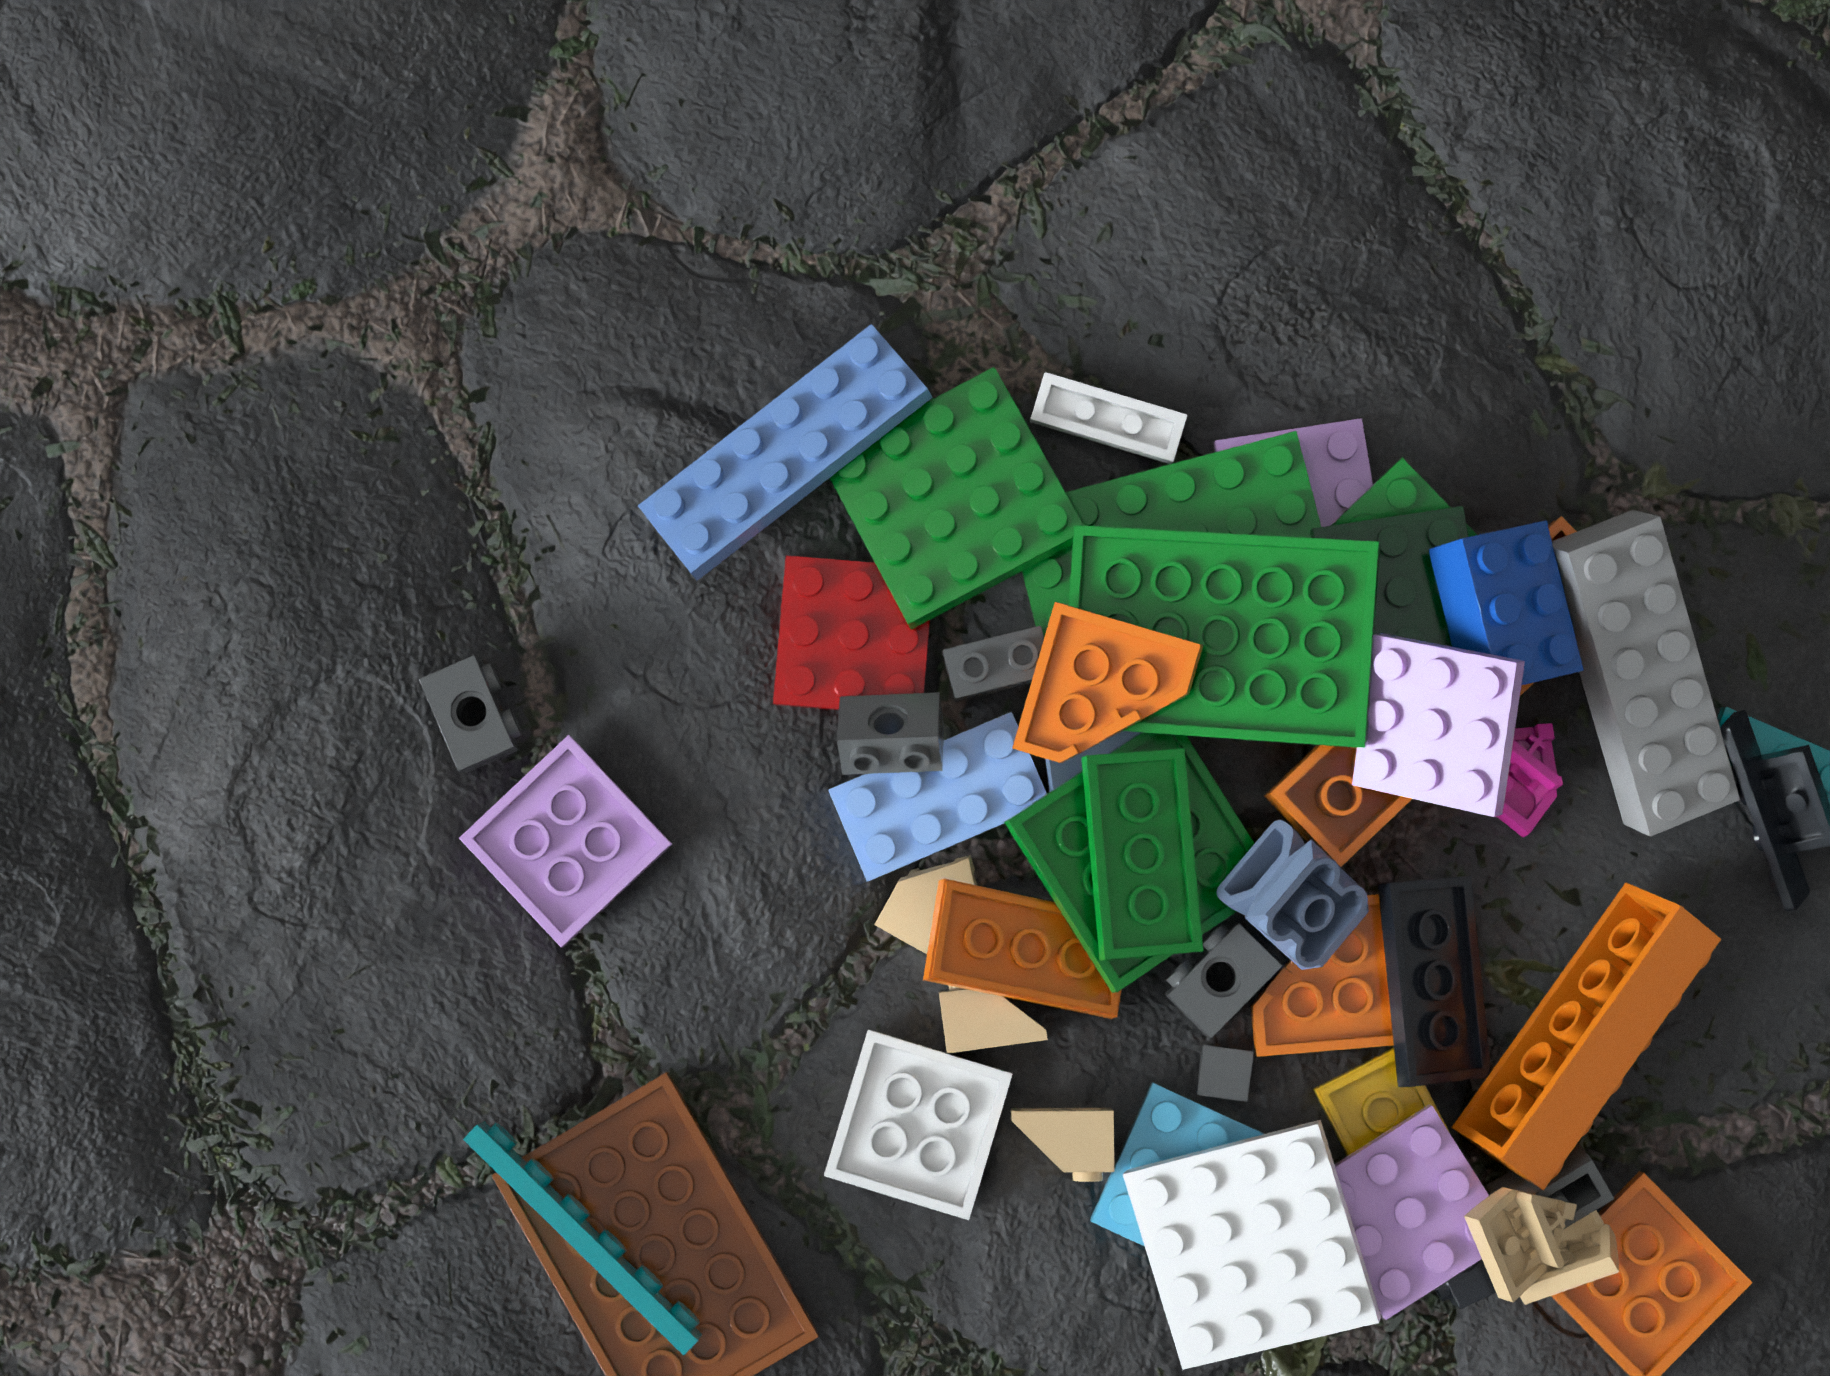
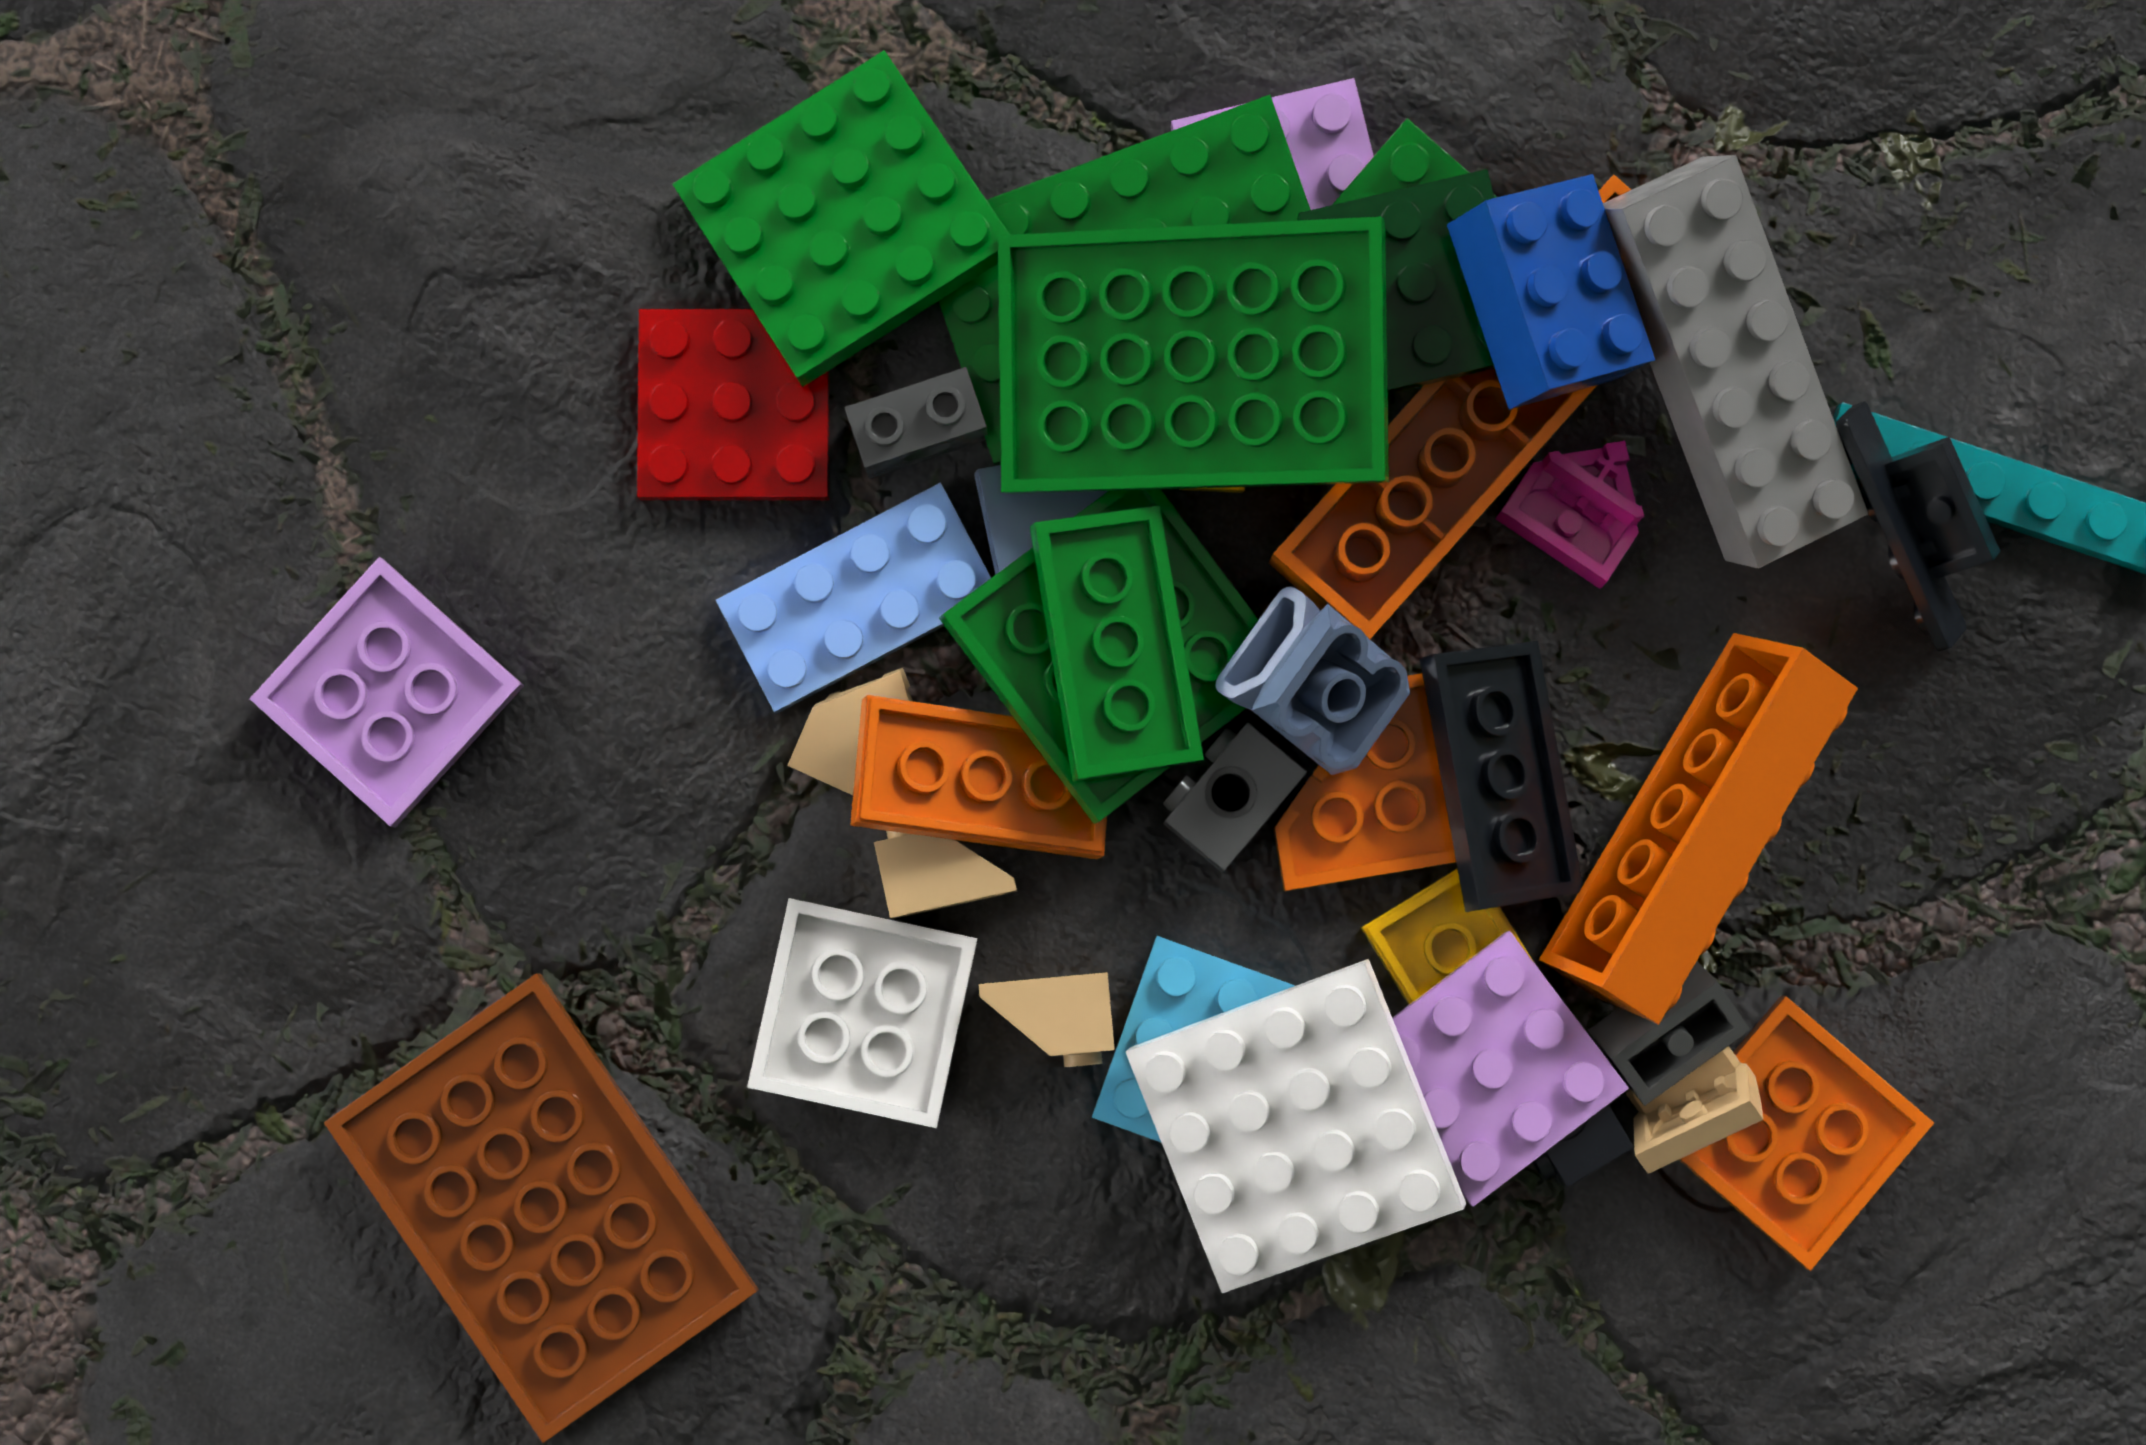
camera: 10 degrees left, 0 degrees up
(447, 695) = (223, 518): dark grey brick -> none
(601, 1250) = (424, 1169): teal plate -> none
(784, 451) = (626, 178): medium blue plate -> none
(890, 733) = (787, 520): dark grey brick -> none
(1098, 681) = (1042, 427): orange plate -> none
(1108, 418) = (1033, 103): white plate -> none
(1224, 1073) = (1247, 915): dark grey tile -> none
(1440, 724) = (1478, 441): plate -> none
(1518, 1237) = (1632, 1087): tan slope -> none

